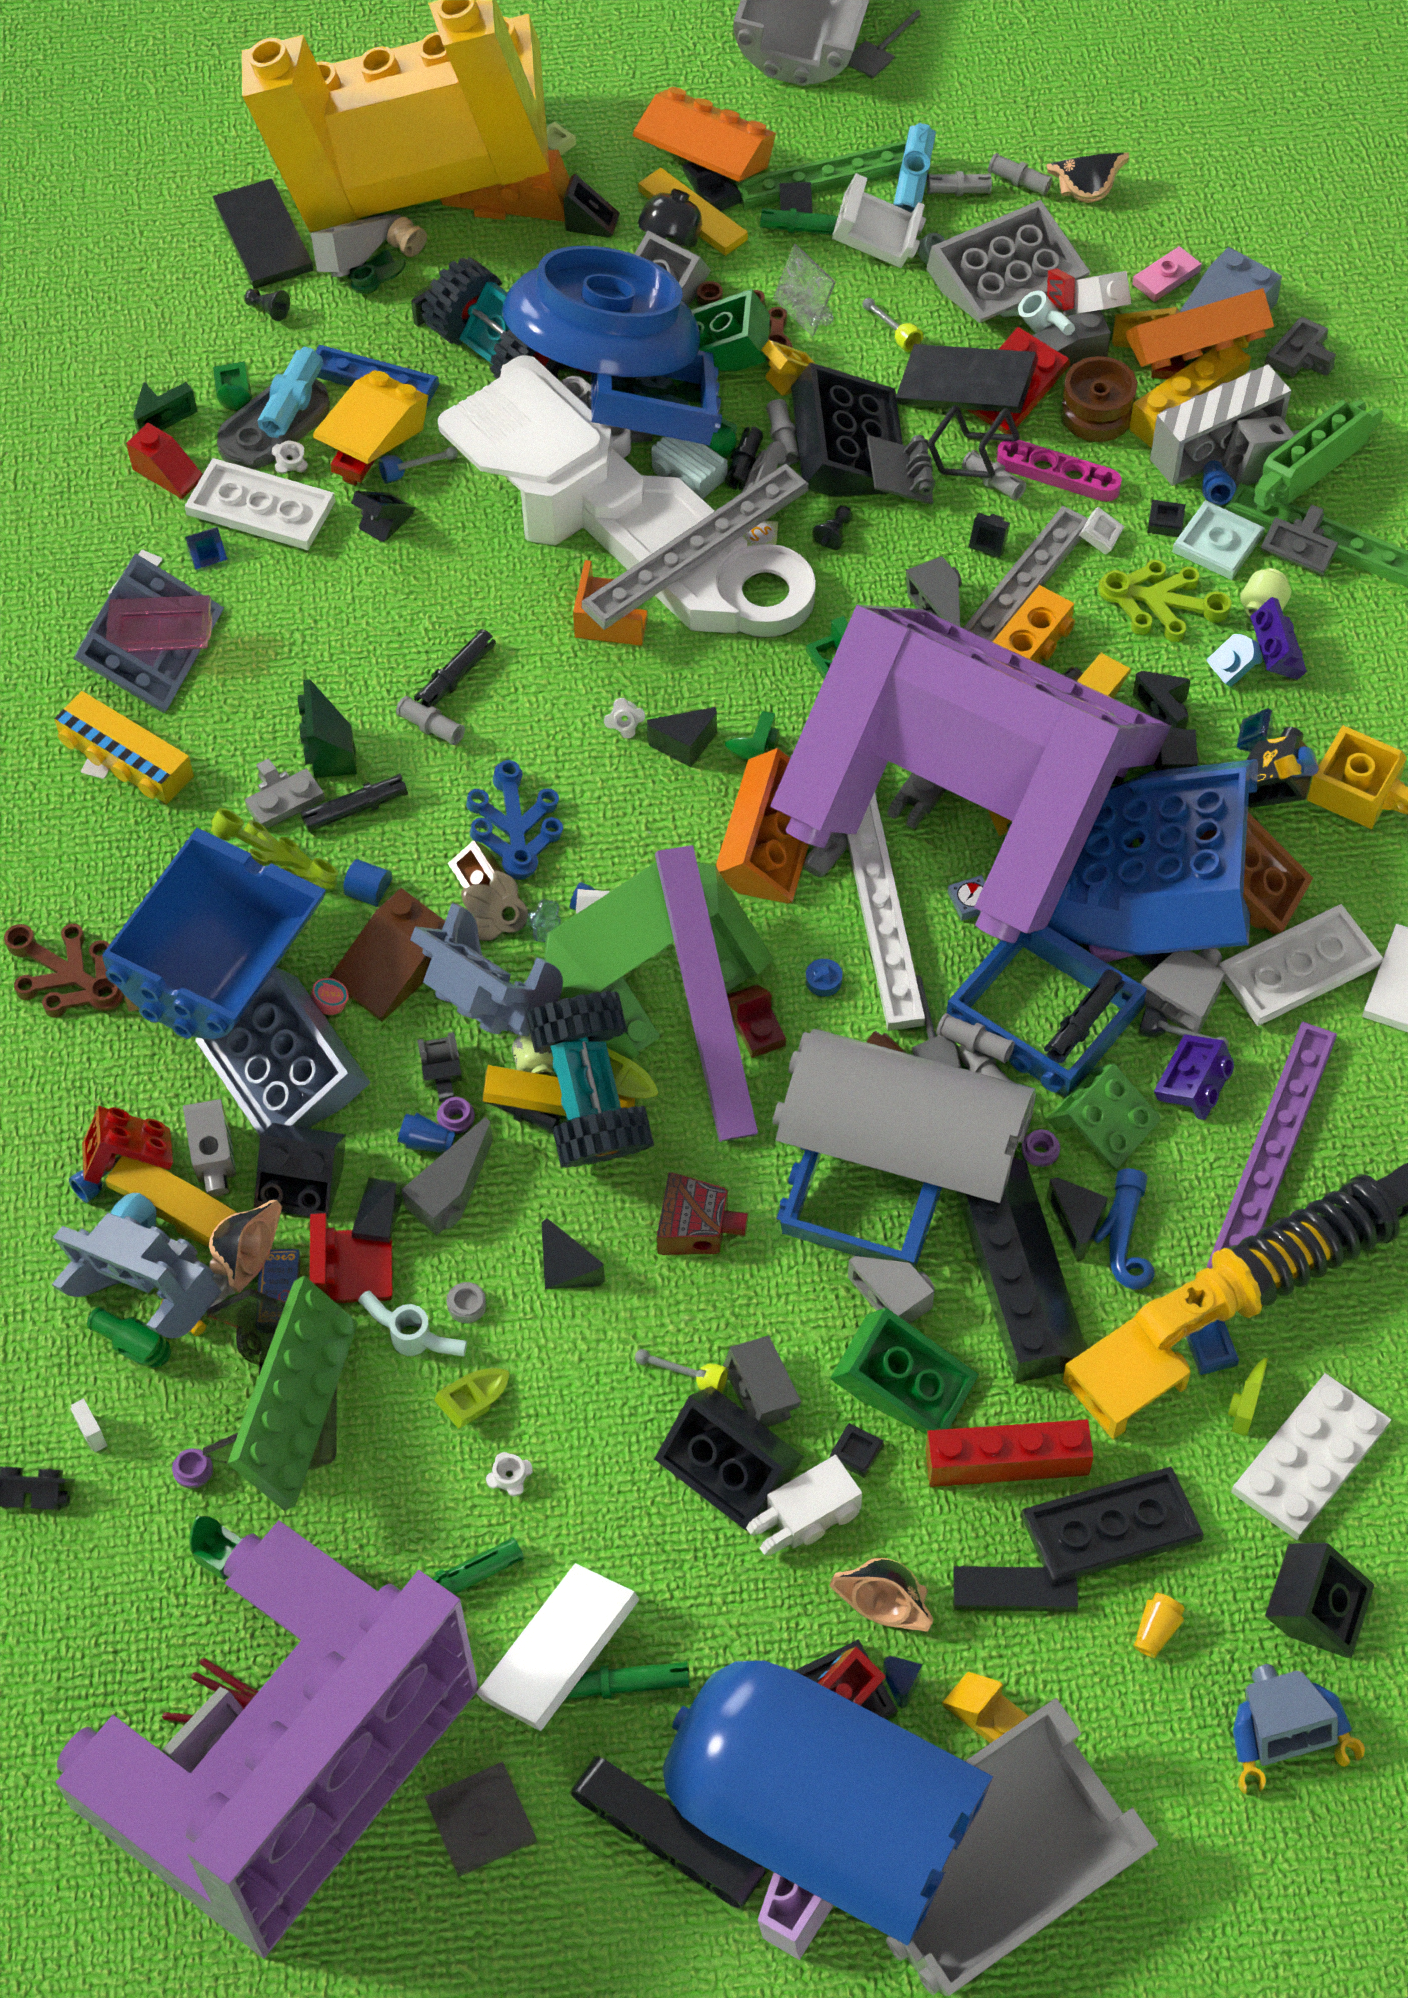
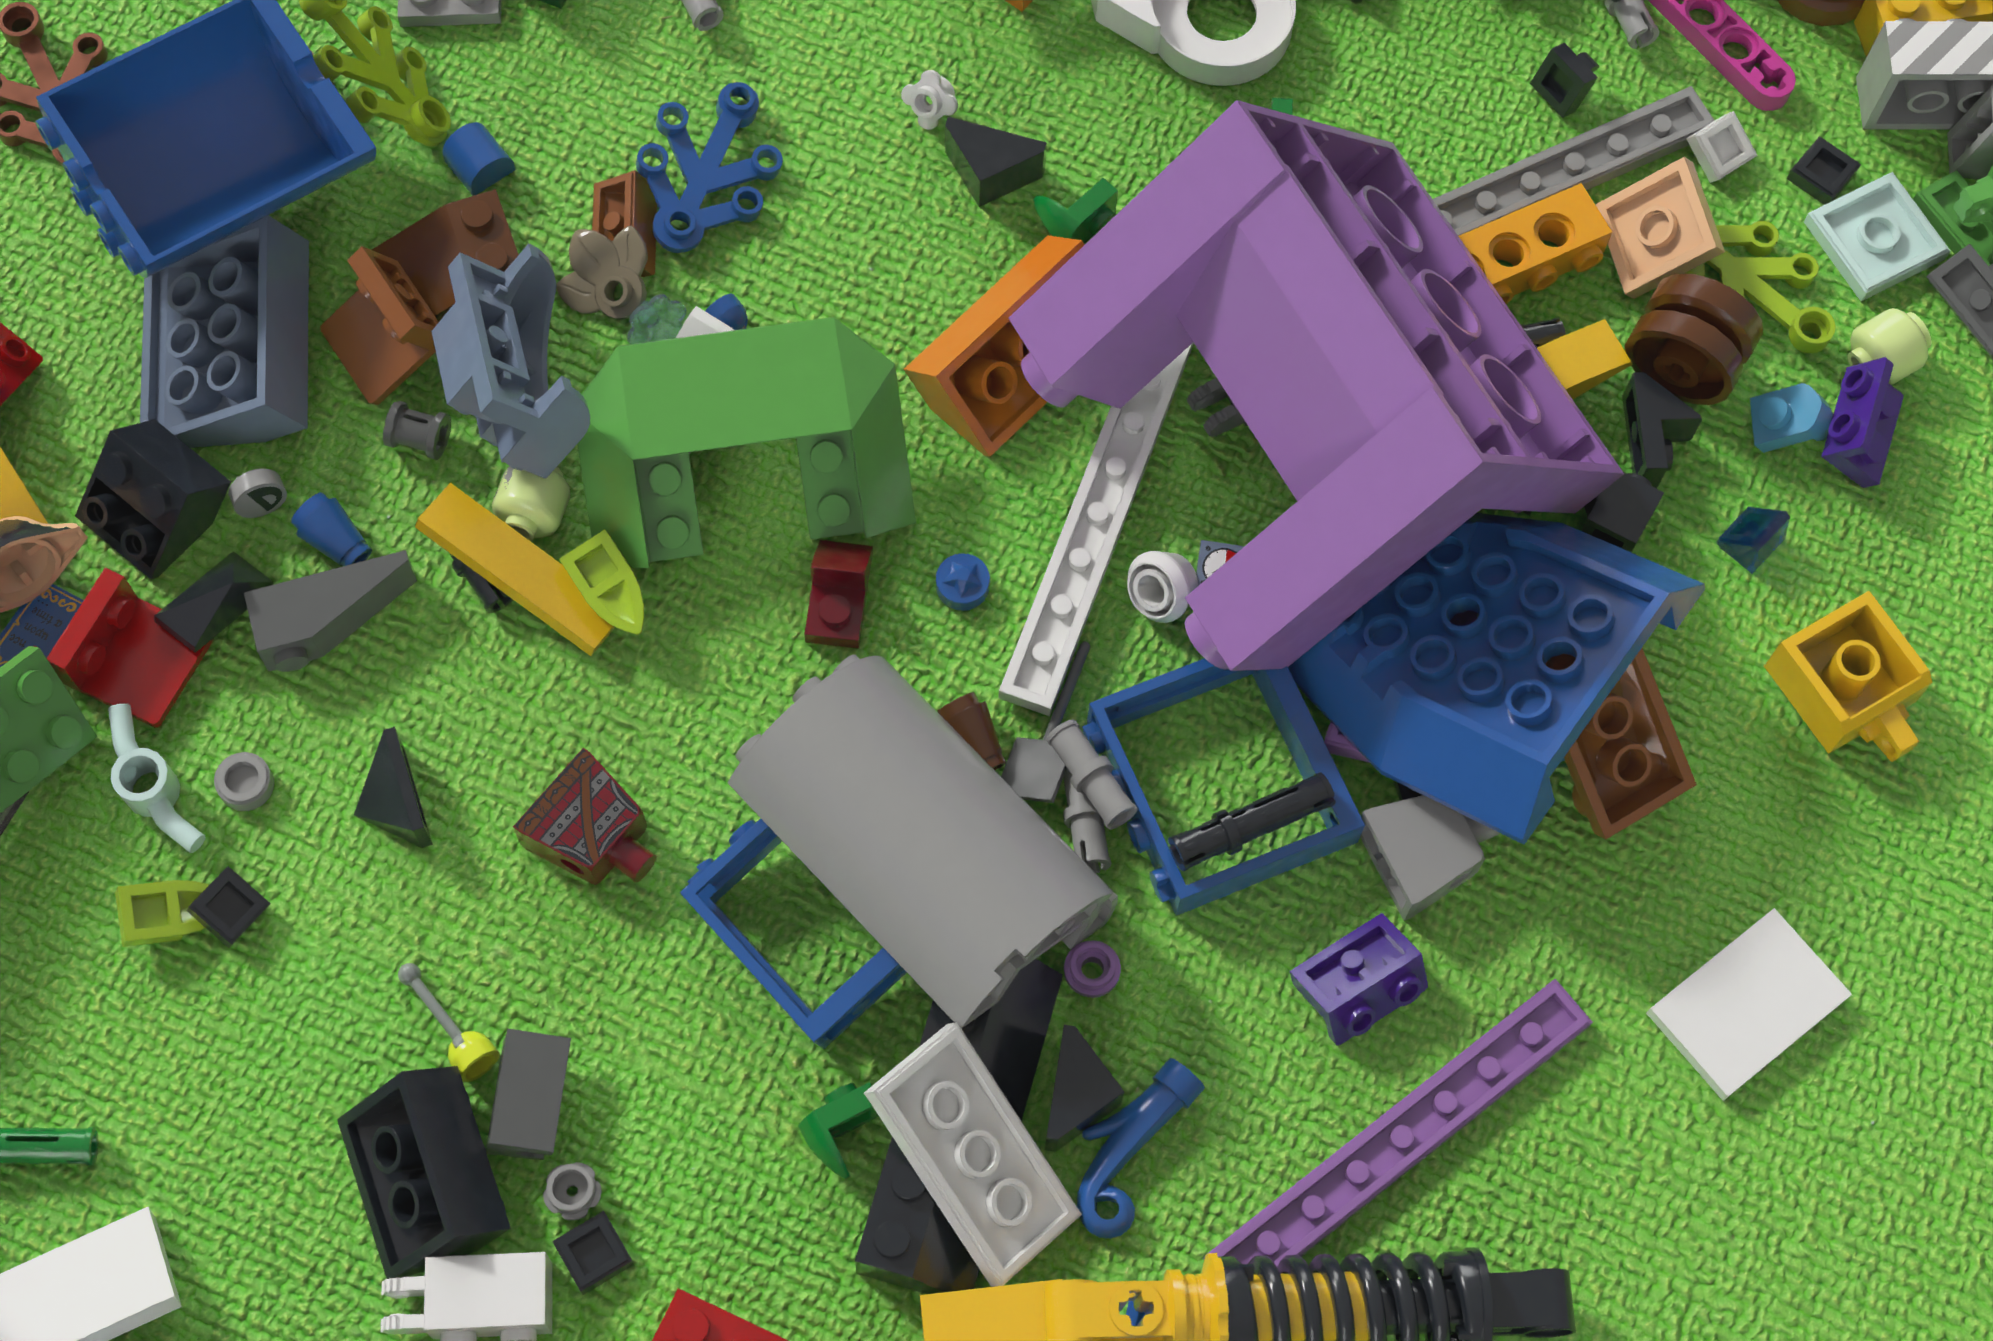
camera: 25 degrees right, 10 degrees up
(210, 1145) = (60, 410): light grey torso -> none
(329, 996) = (331, 285): coral tile -> none
(364, 1135) = (257, 493): none -> light grey tile
(368, 797) = (526, 45): black pin -> none
(380, 1004) = (382, 327): none -> dark orange bracket
(442, 1076) = (398, 468): black tile -> none
(456, 1106) = (384, 512): medium lavender plate -> none
(508, 1374) = (228, 907): none -> black tile
(508, 1462) = (131, 1037): white plate -> none
(573, 1035) = (544, 574): black plate -> none
(706, 993) = (773, 529): medium lavender tile -> none
(822, 859) = (1063, 422): dark grey piece -> none
(823, 1412) = (570, 1175): none -> light grey plate
(892, 1286) = (774, 1062): light grey slope -> none
(903, 1373) = (713, 1188): green slope -> none
(935, 589) = (1442, 128): dark grey slope -> none
(943, 920) = (1160, 584): none -> white cone
(951, 1297) = (844, 1111): none -> green plate
(1047, 1271) = (973, 1154): none -> white tile
(1099, 589) = (1660, 227): none -> light nougat plate
(1107, 1114) = (1206, 970): bright green bracket -> none
(1155, 1025) = (1353, 877): black hinge -> none
(1158, 637) = (1695, 338): none -> reddish brown wheel
(1217, 483) = (1922, 156): blue cone -> none
(1283, 769) = (1745, 607): torso -> none
(1299, 964) = (1603, 897): white plate -> none

